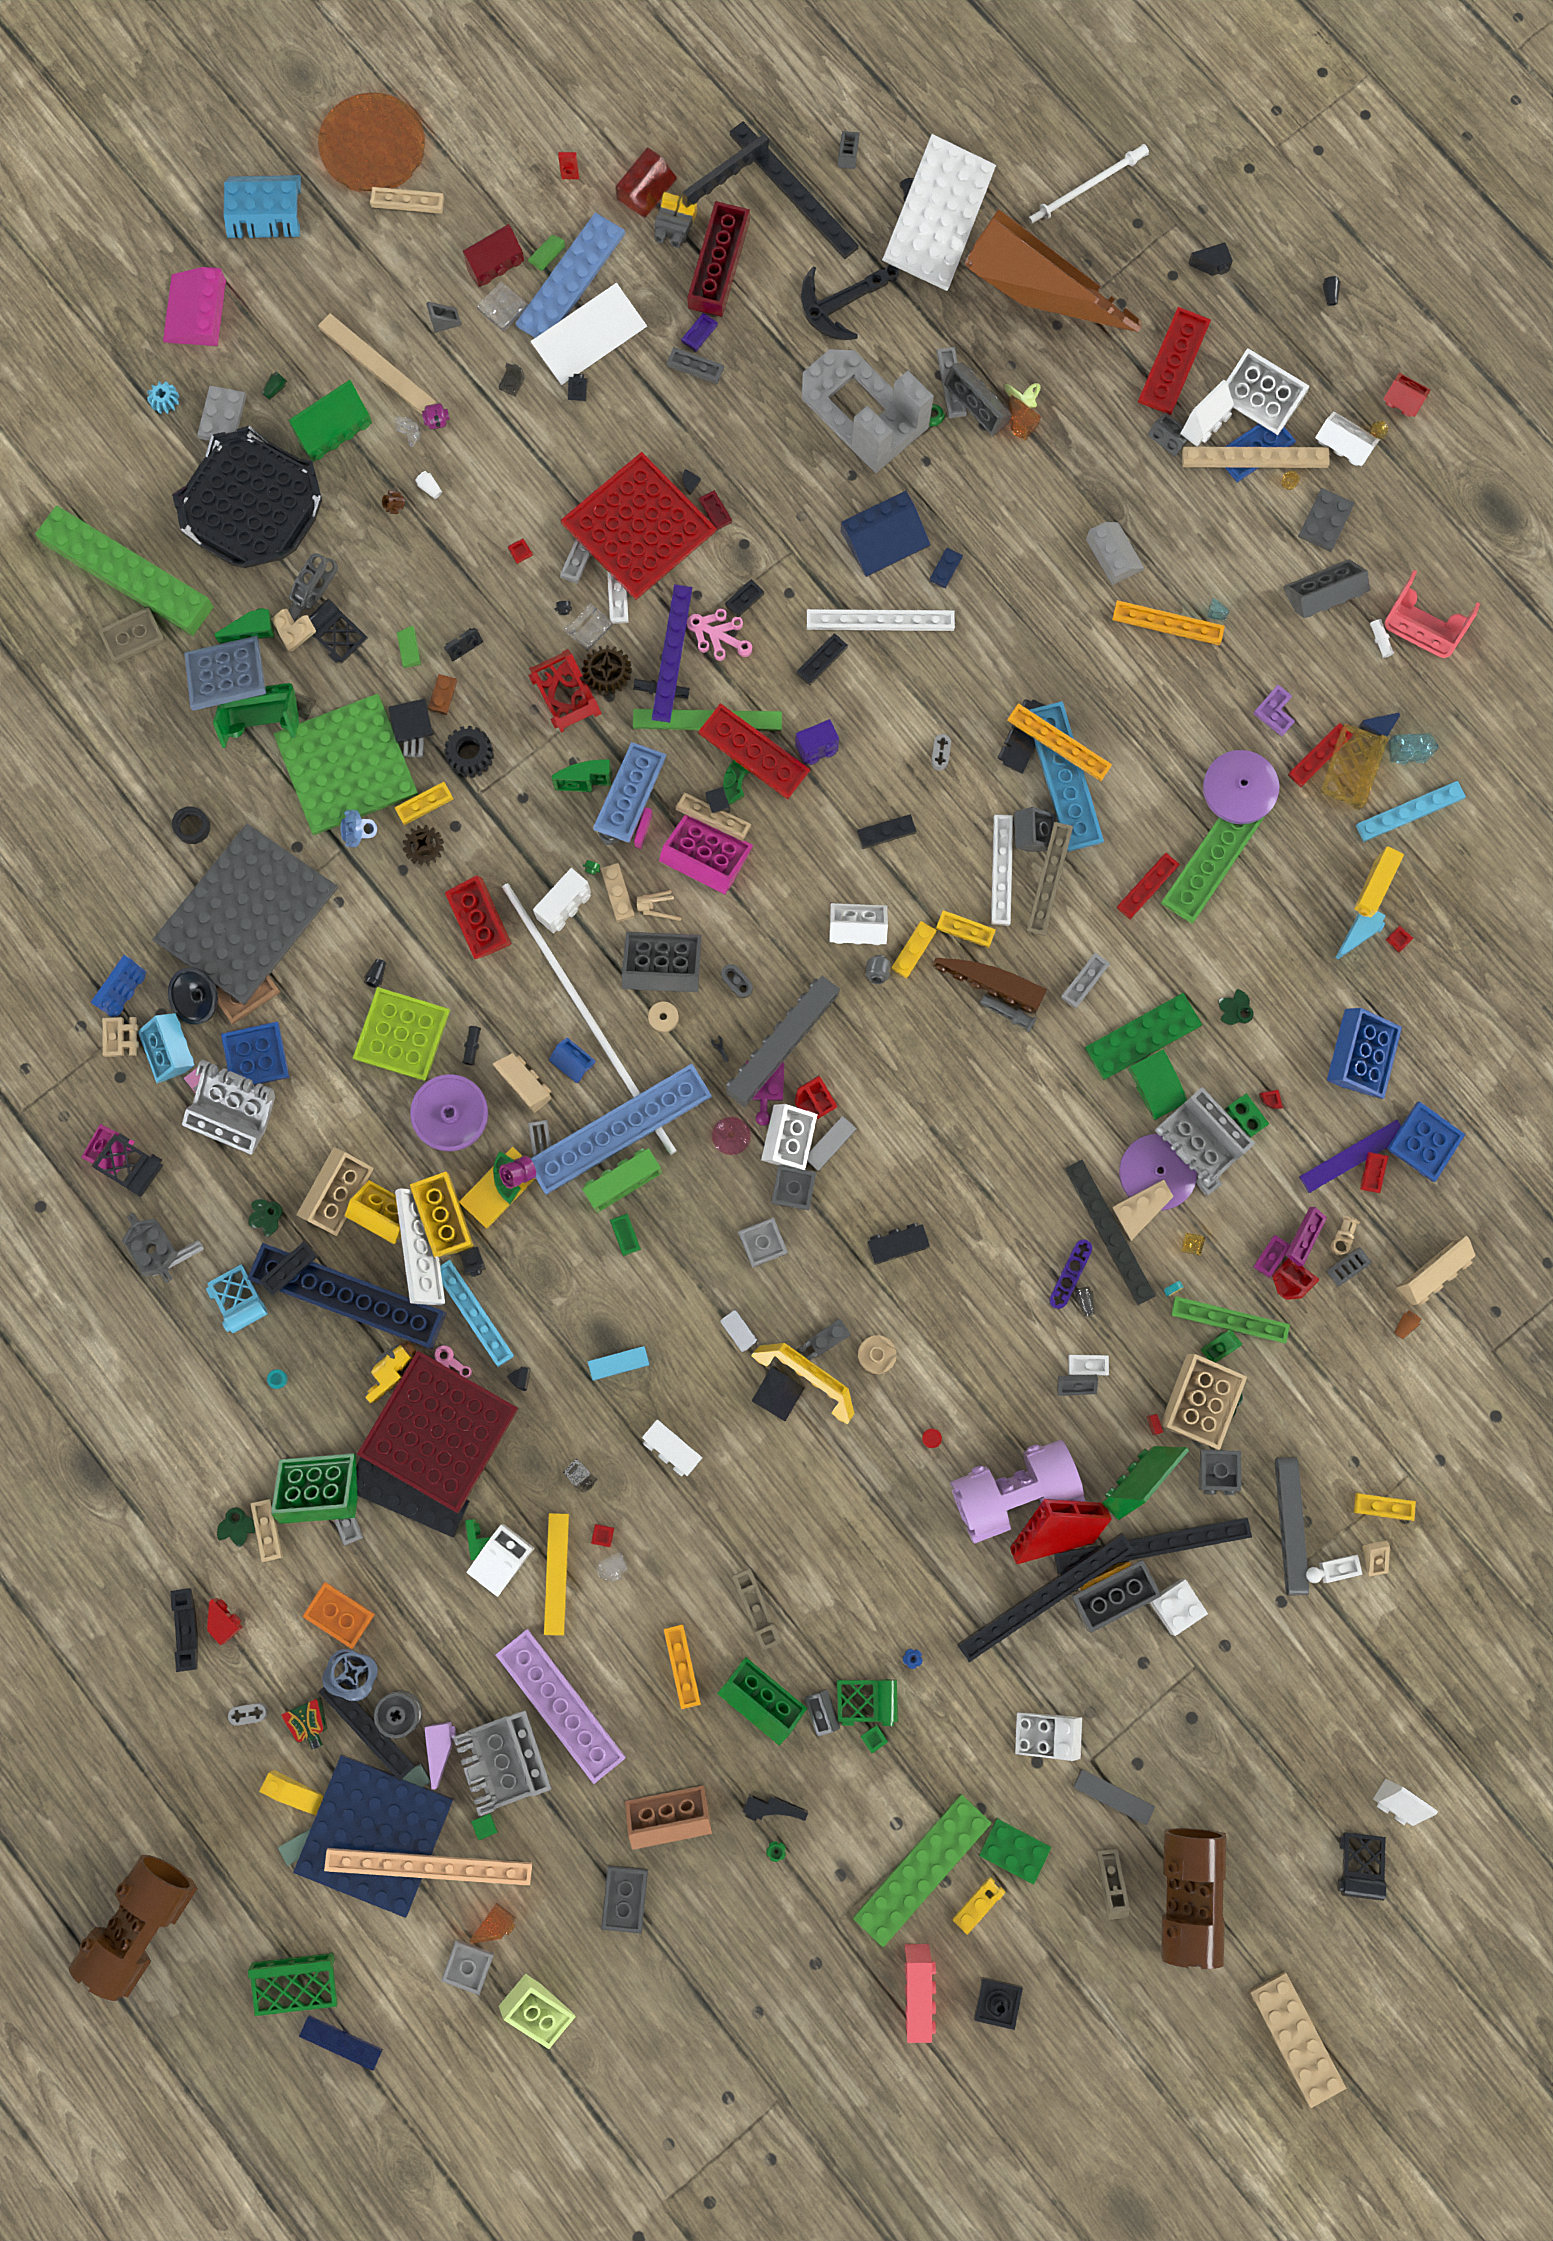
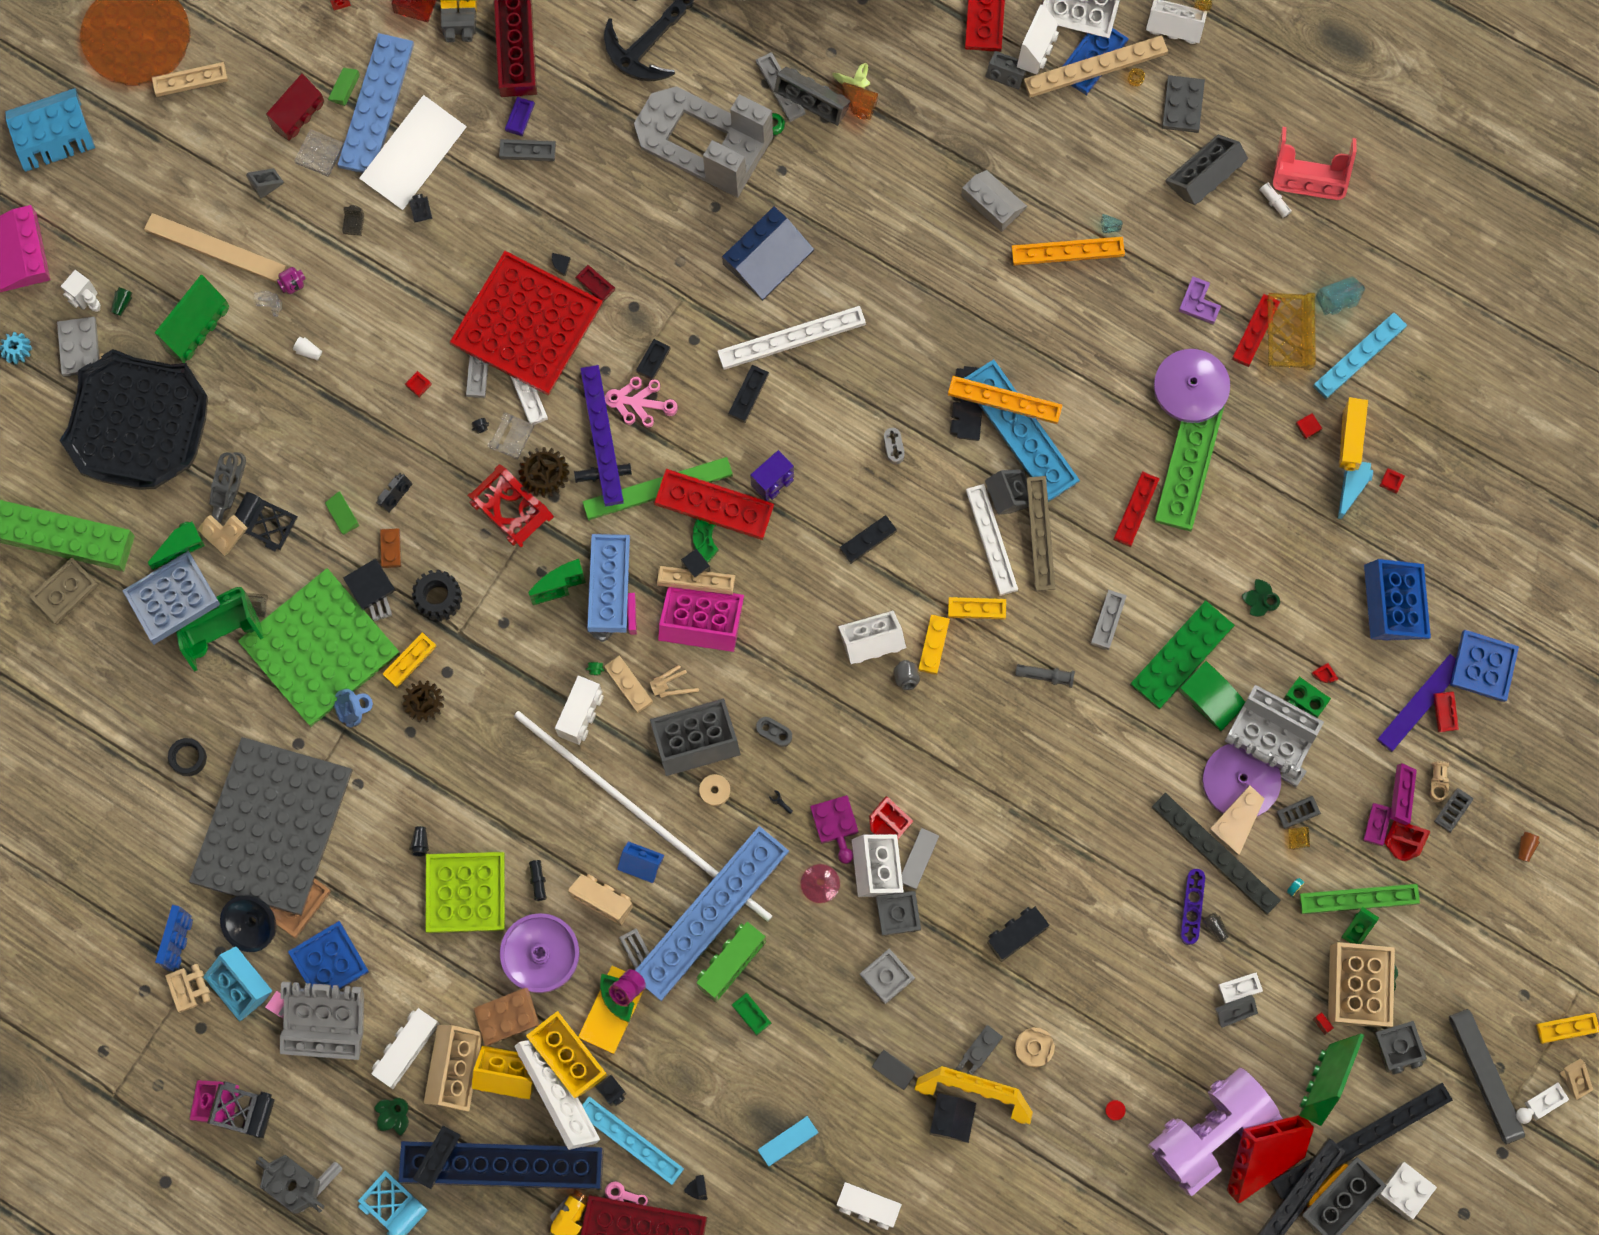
camera: 15 degrees left, 5 degrees down
(238, 364) = (80, 292): none -> white brick
(296, 1159) = (405, 1048): none -> white brick
(393, 502) = (278, 377): reddish brown gear -> none
(399, 1161) = (506, 1016): none -> medium nougat plate
(478, 917) = (500, 754): red slope -> none
(782, 1041) = (839, 775): dark grey brick -> none
(946, 568) = (837, 267): dark blue plate -> none
(995, 981) = (1023, 649): reddish brown slope -> none
(1218, 1223) = (1311, 800): none -> dark grey slope
(1338, 861) = (1309, 426): none -> red tile
(1380, 725) = (1302, 284): dark blue slope -> none
(1437, 1271) = (1537, 786): tan slope -> none

